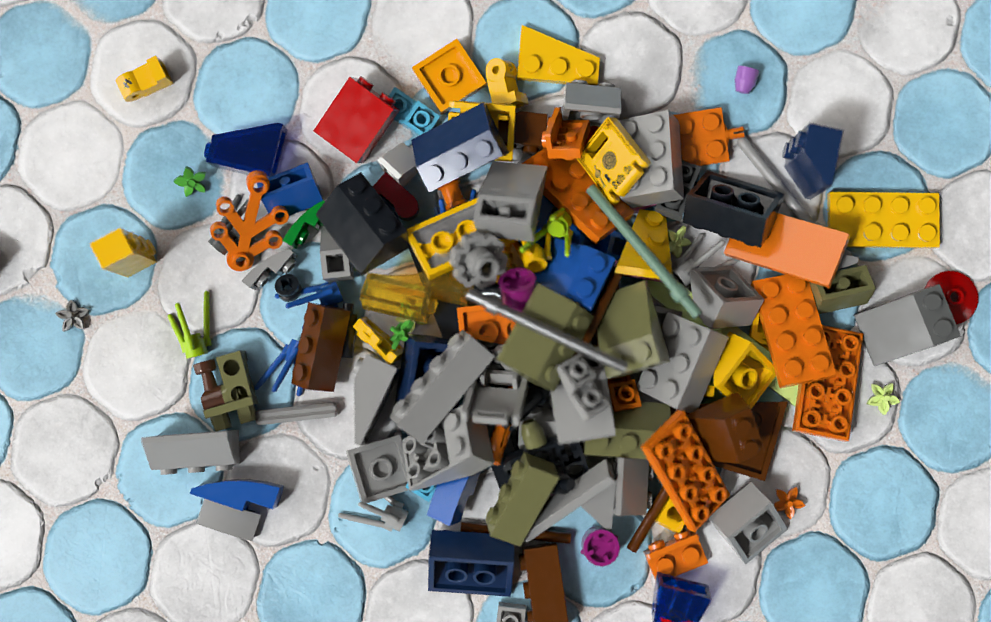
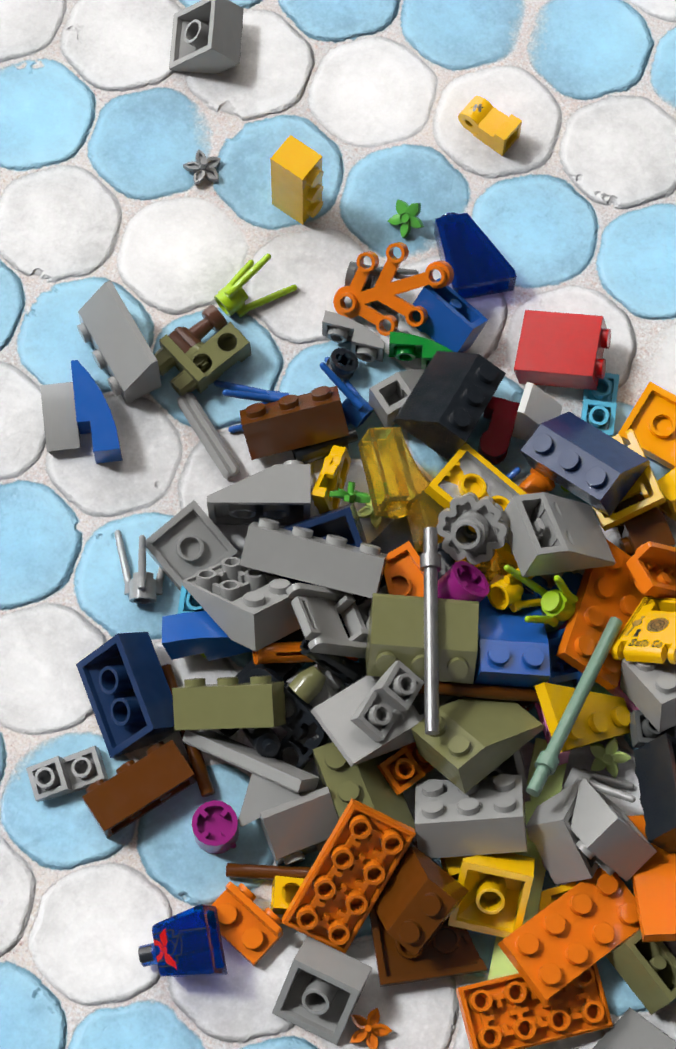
camera: 60 degrees right, 15 degrees down
(740, 272) = (608, 833): none -> light grey slope

